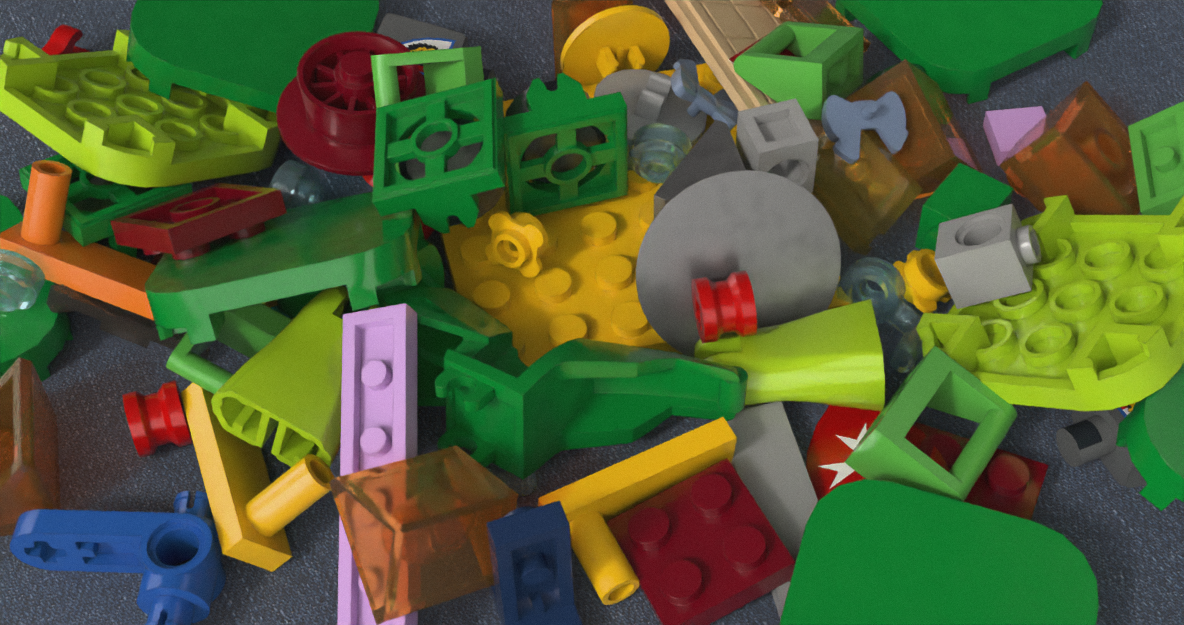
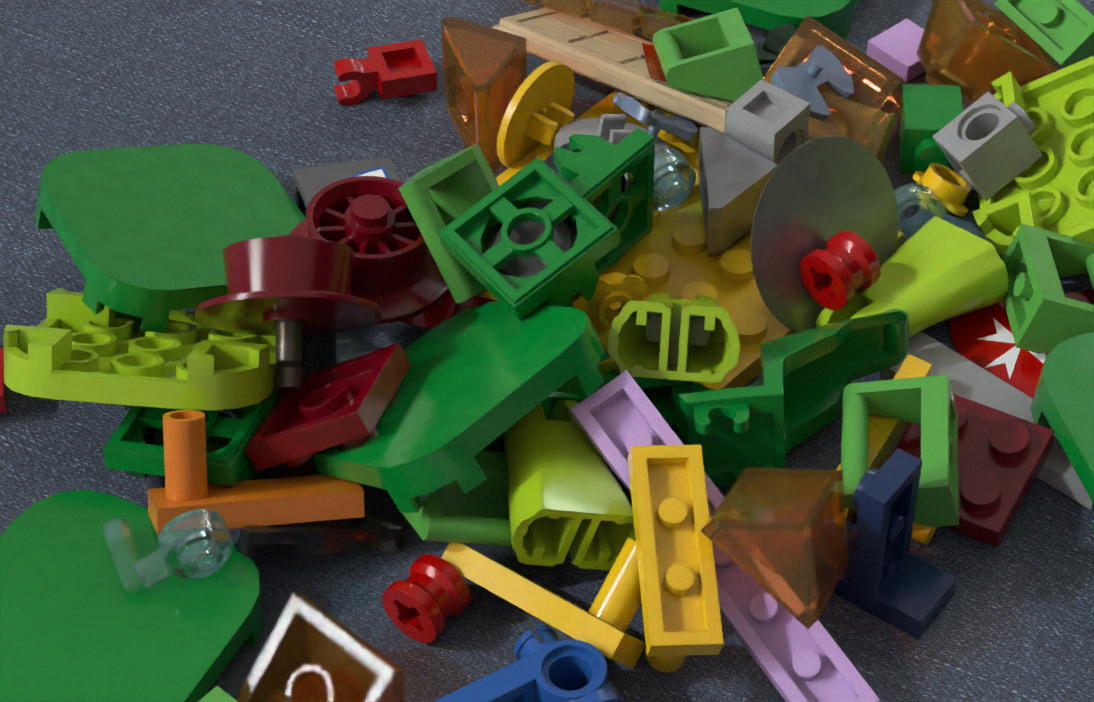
camera: 35 degrees left, 5 degrees down
(232, 103) = (288, 291): none -> dark red piece
(300, 514) = (674, 554): none -> yellow piece
(501, 297) = (674, 339): none -> lime piece
(650, 519) = (913, 400): none -> bright green tile

